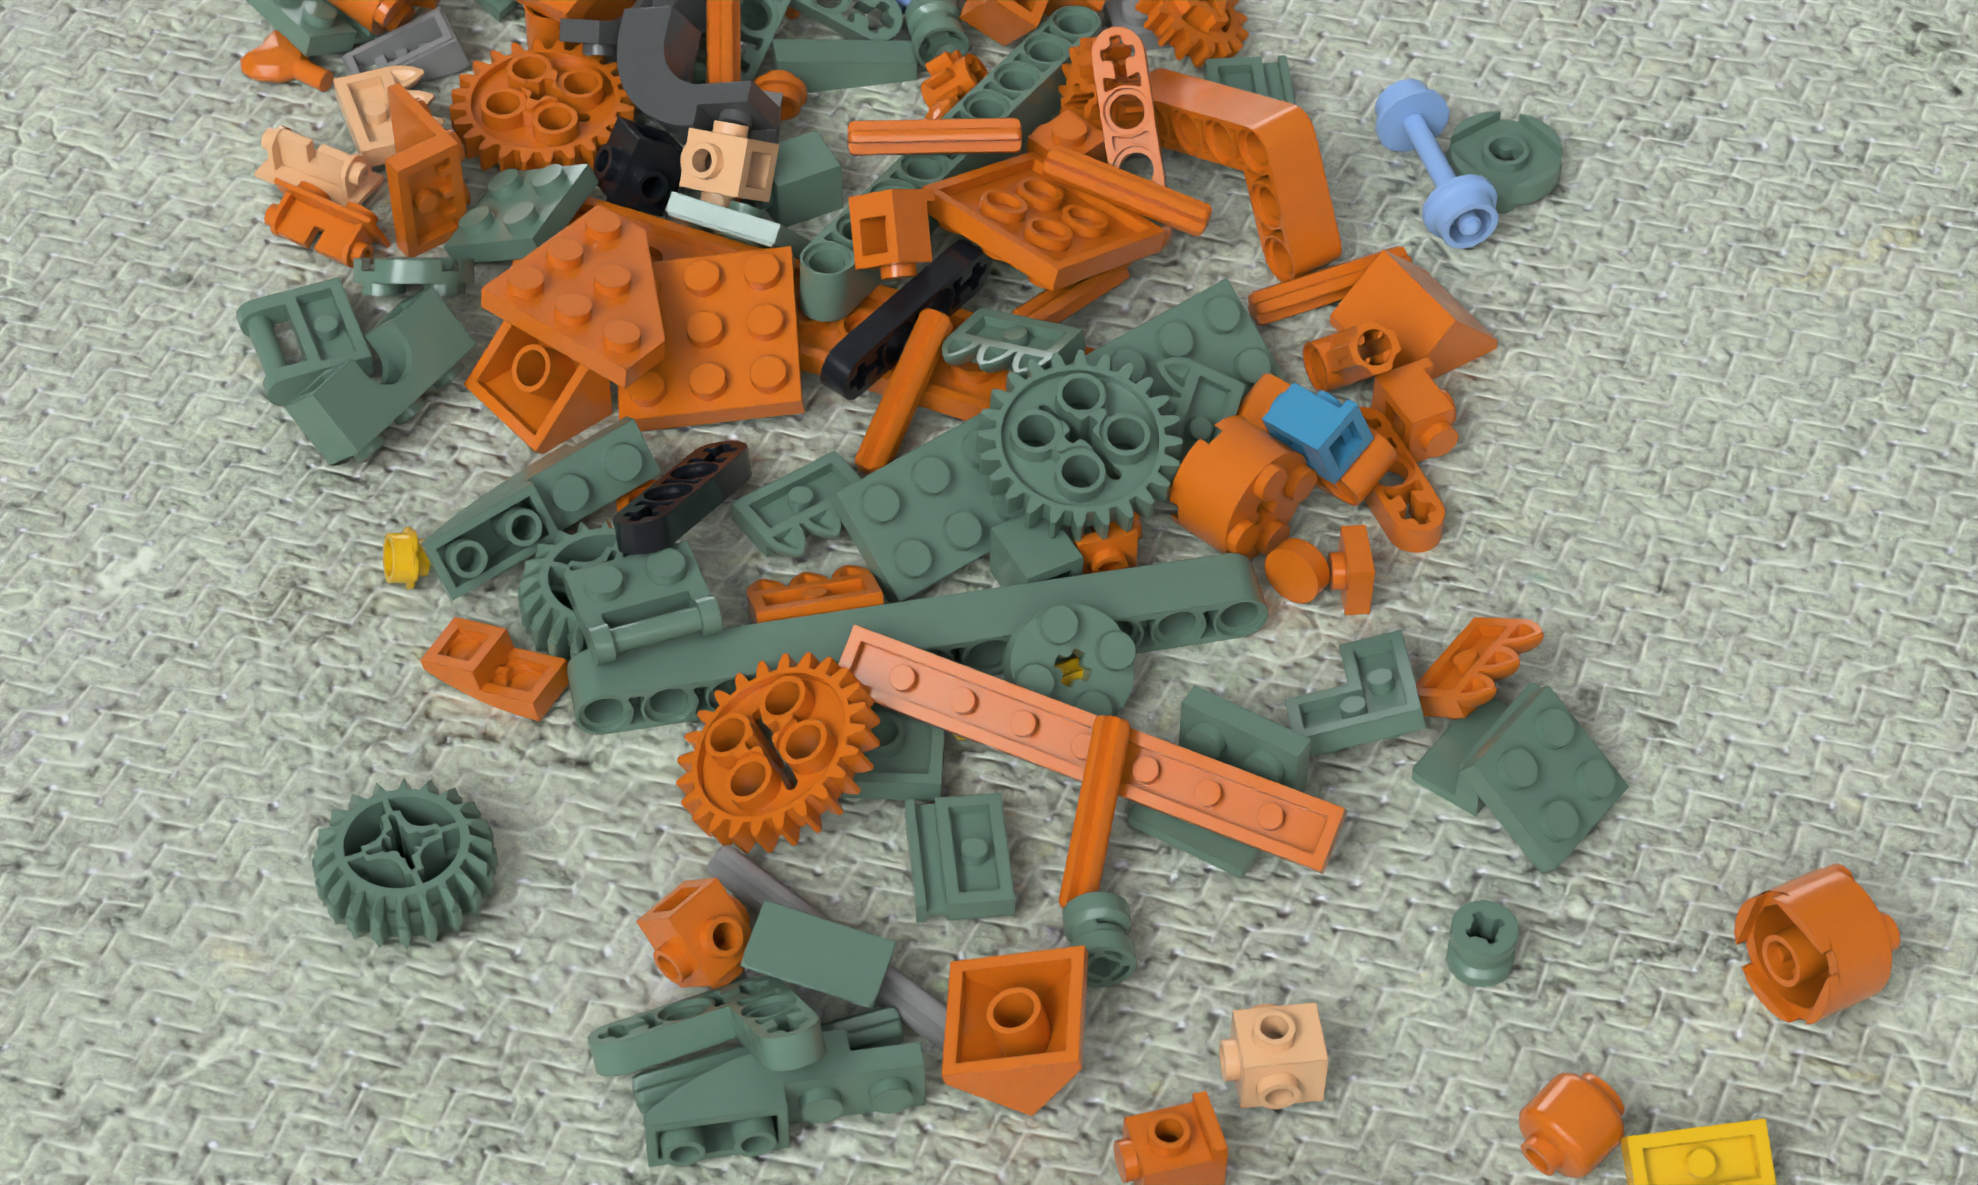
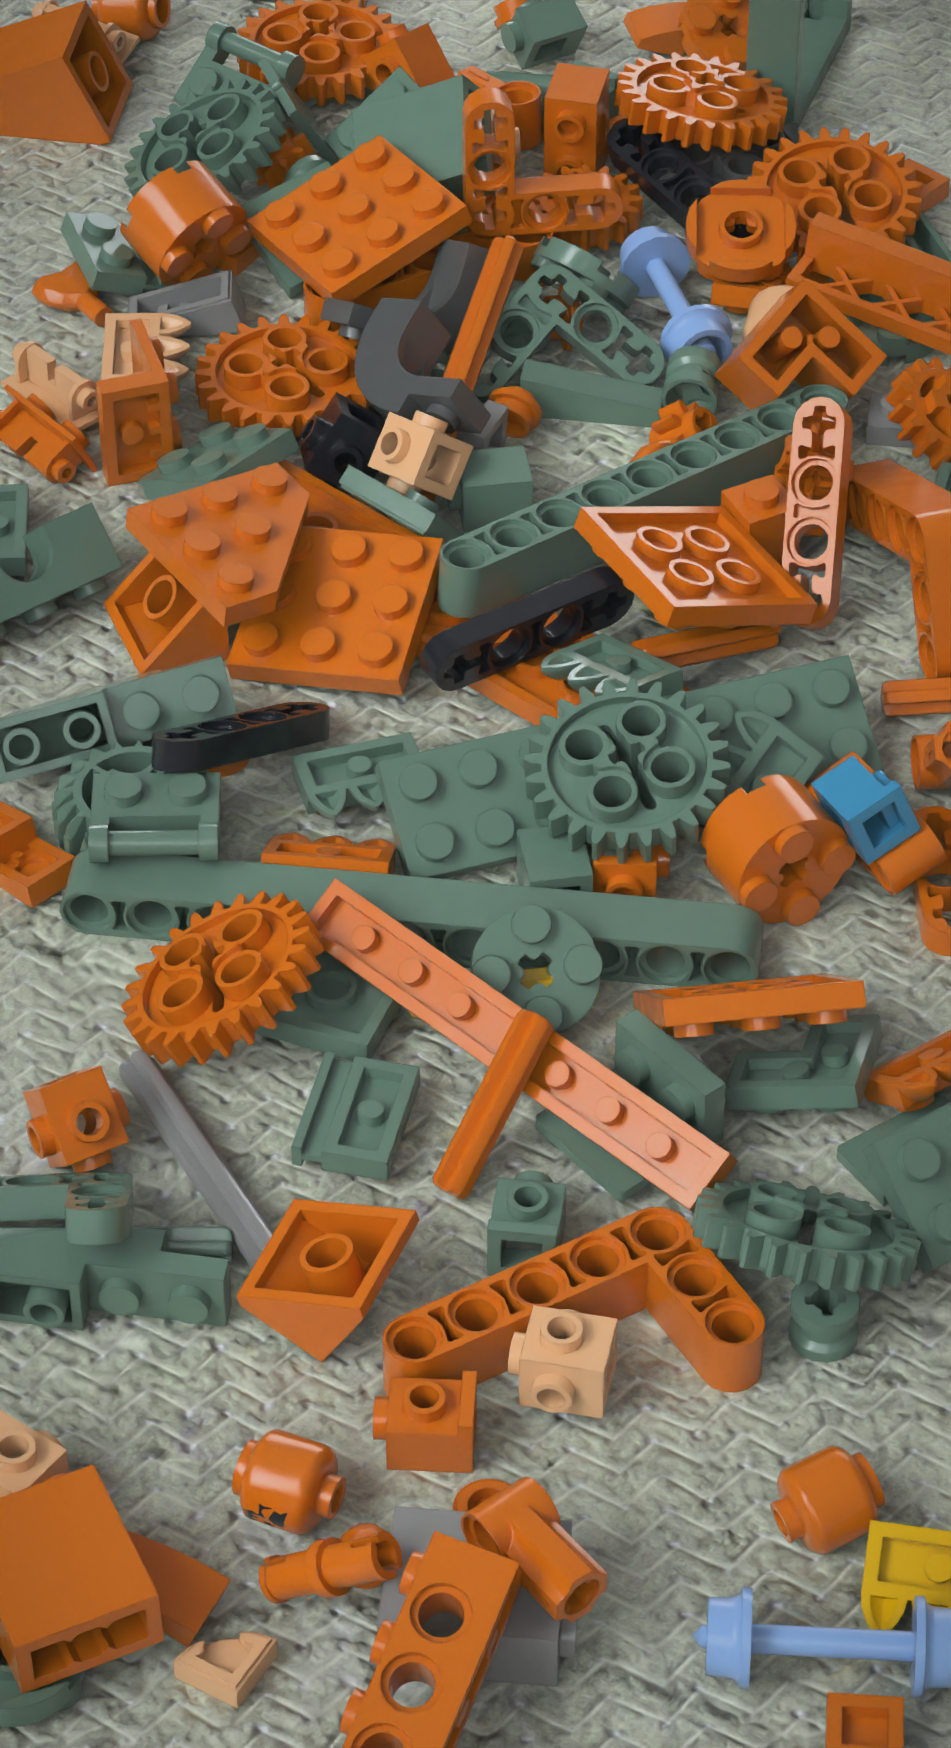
camera: 20 degrees right, 5 degrees down
(393, 274) = (75, 490): sand green plate -> none
(818, 954) = (173, 1161): sand green slope -> none
(891, 231) = (533, 540): orange brick -> none
(904, 391) = (503, 686): orange axle -> none
(934, 136) = (622, 468): orange axle -> none
(1102, 925) = (451, 1219): sand green wheel -> none
(1127, 190) = (793, 558): orange axle -> none
(1167, 916) = (524, 1211): none -> sand green brick
(1291, 648) = (751, 1003): none -> orange plate
(1293, 936) = (609, 1272): none -> orange beam
(1297, 570) = (806, 939): orange tile -> none
(1353, 570) = (860, 948): orange plate -> none
(1443, 870) = (847, 1245): none -> sand green gear

